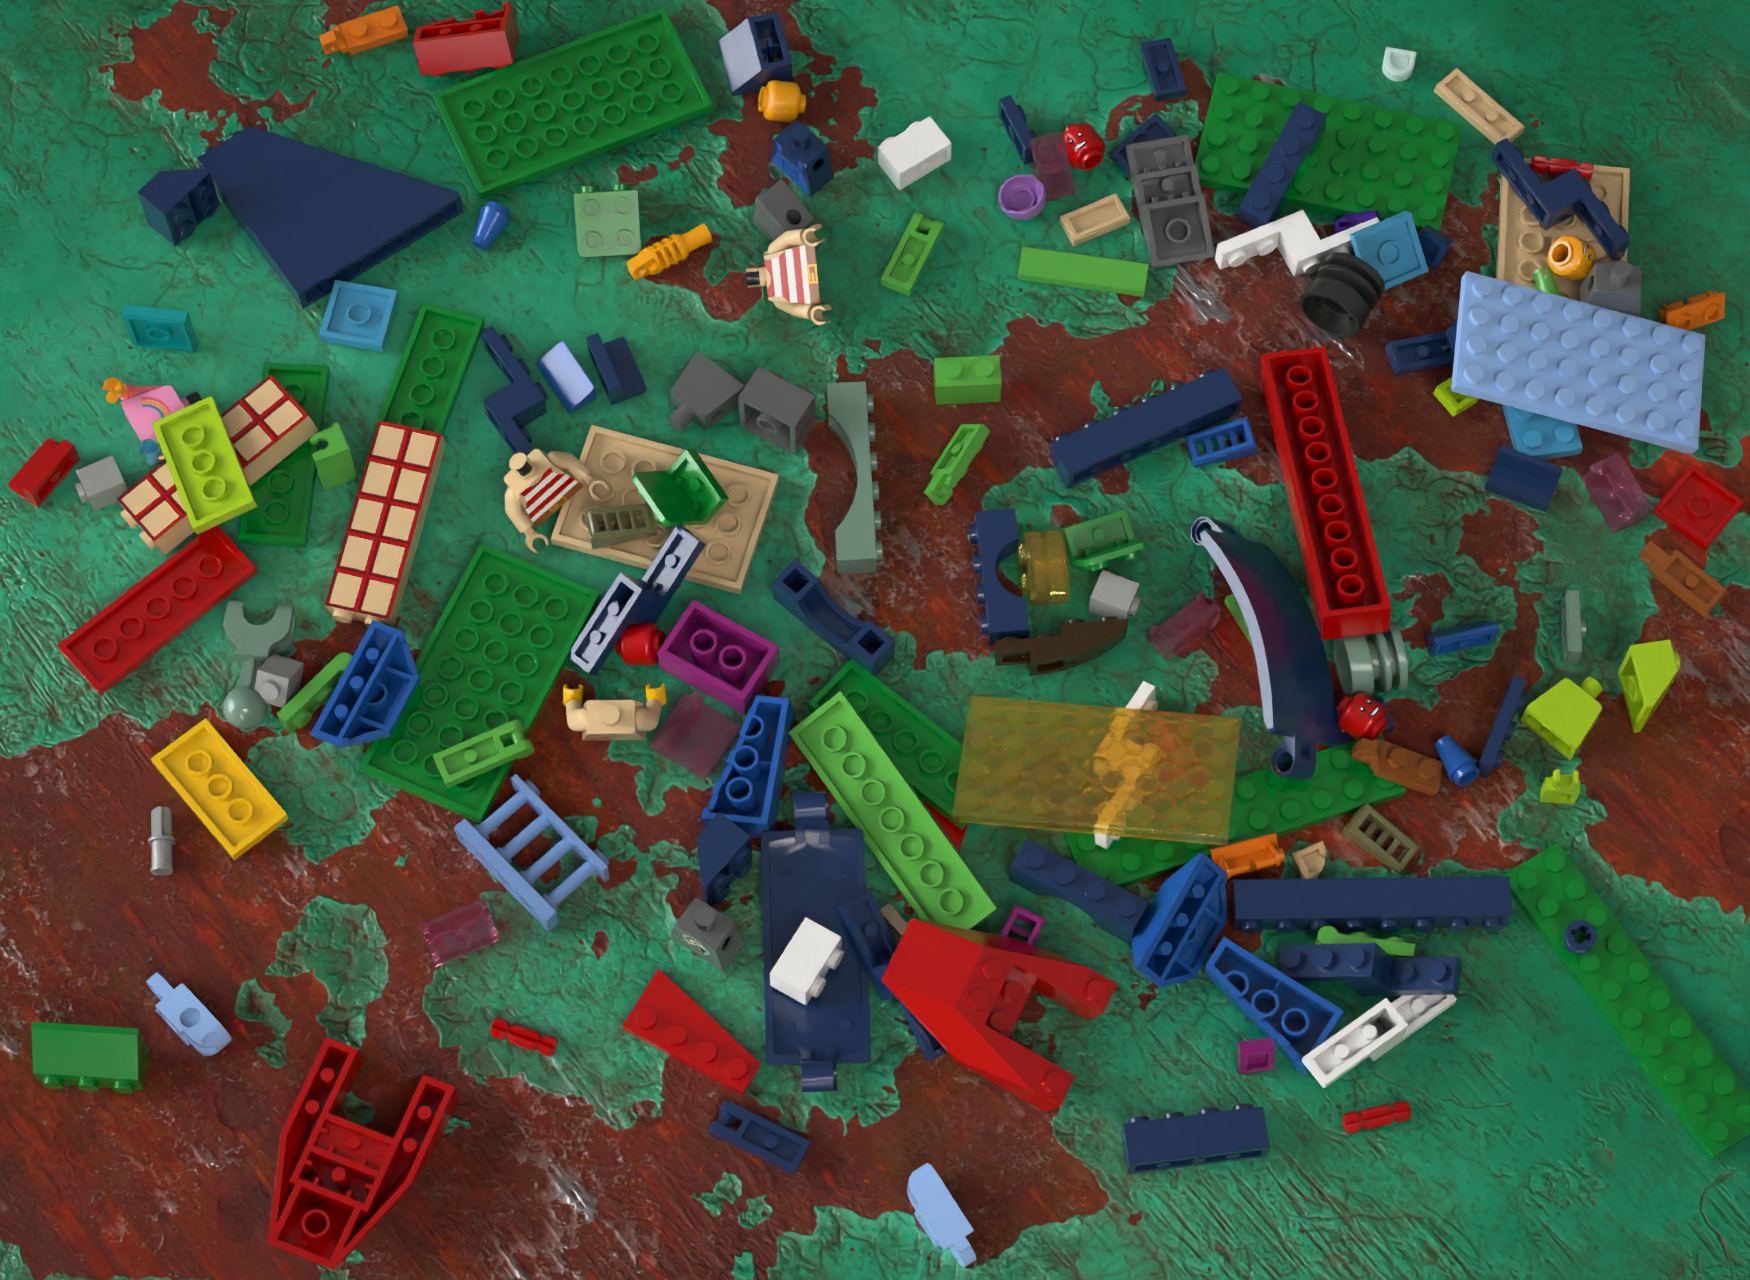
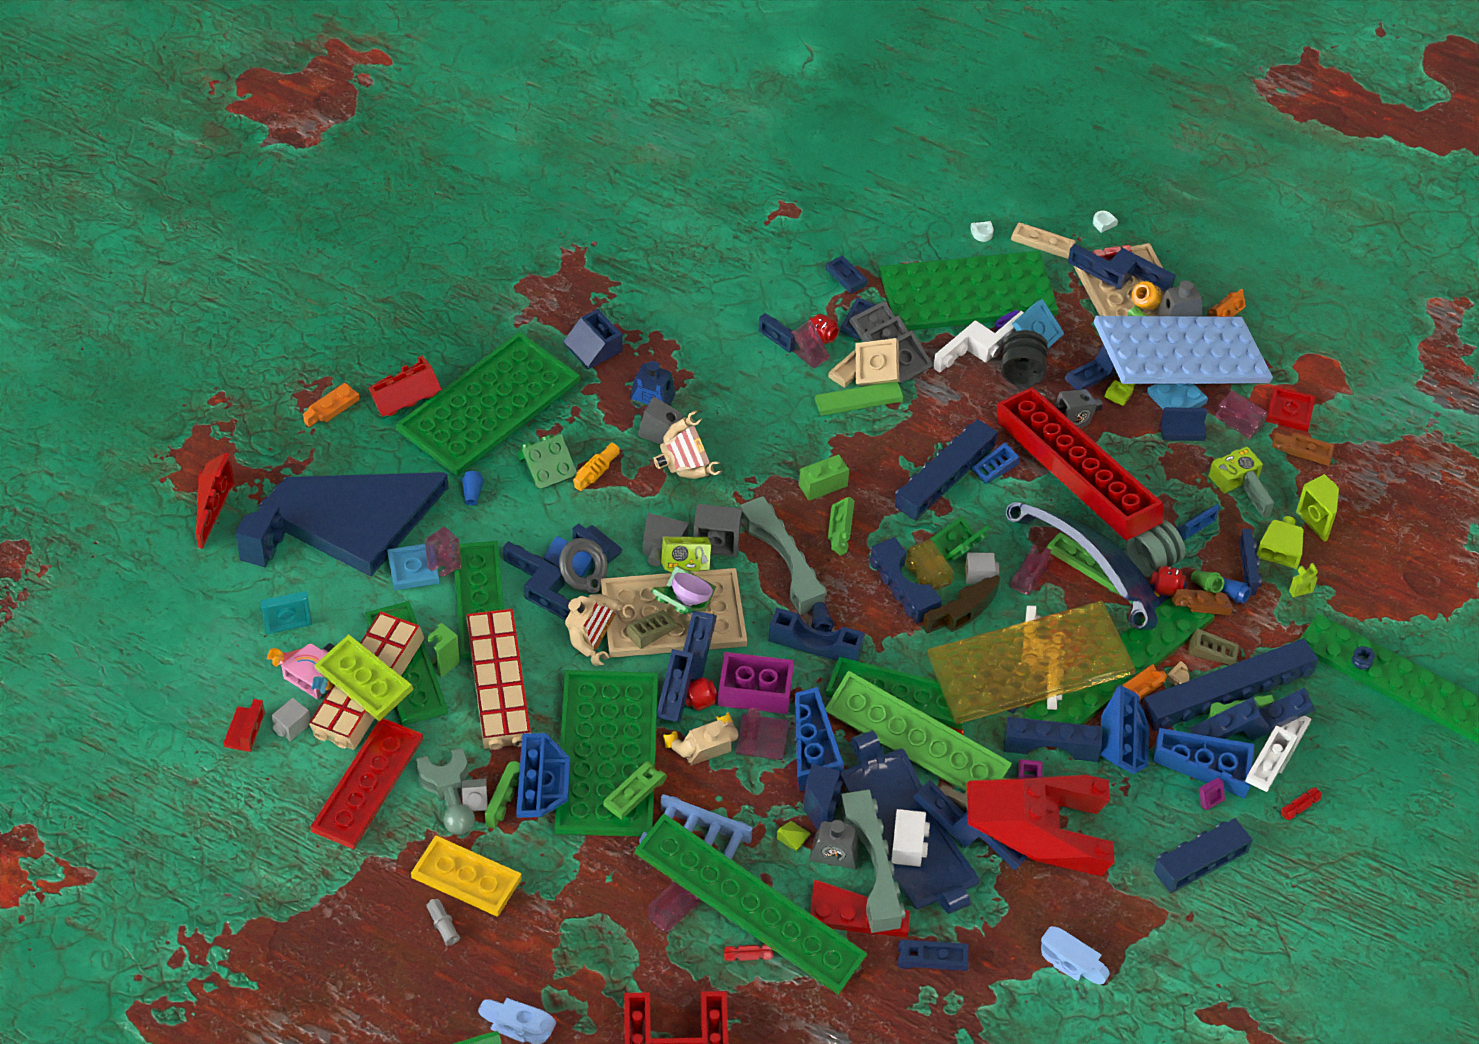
camera: 25 degrees left, 15 degrees down
(152, 112) = (213, 489): none -> red wedge
(392, 311) = (443, 550): none -> clear pink hinge
(548, 392) = (568, 572): none -> dark grey piece
(550, 975) = (751, 903): none -> green plate
(664, 893) = (792, 835): none -> lime slope
(691, 487) = (691, 589): none -> lavender piece
(716, 431) = (686, 552): none -> lime brick
(720, 1043) = (882, 905): none -> sand green arch
(781, 101) = (622, 361): light orange head -> none
(858, 592) = (821, 618): none -> dark blue cone
(912, 254) = (750, 420): bright green plate -> none
(914, 152) = (720, 364): white brick -> none
(1022, 197) = (801, 367): medium lavender hair -> none
(1128, 228) = (877, 362): none -> tan plate
(1282, 164) = (950, 301): dark blue arch -> none
(1375, 401) = (1078, 406): none -> dark grey torso
(1424, 737) = (1208, 580): none -> bright green cone
(1434, 246) = (1062, 317): dark blue tile -> none
(1551, 574) = (1231, 470): none -> lime brick
(1586, 107) = (1104, 220): none -> light aqua tile

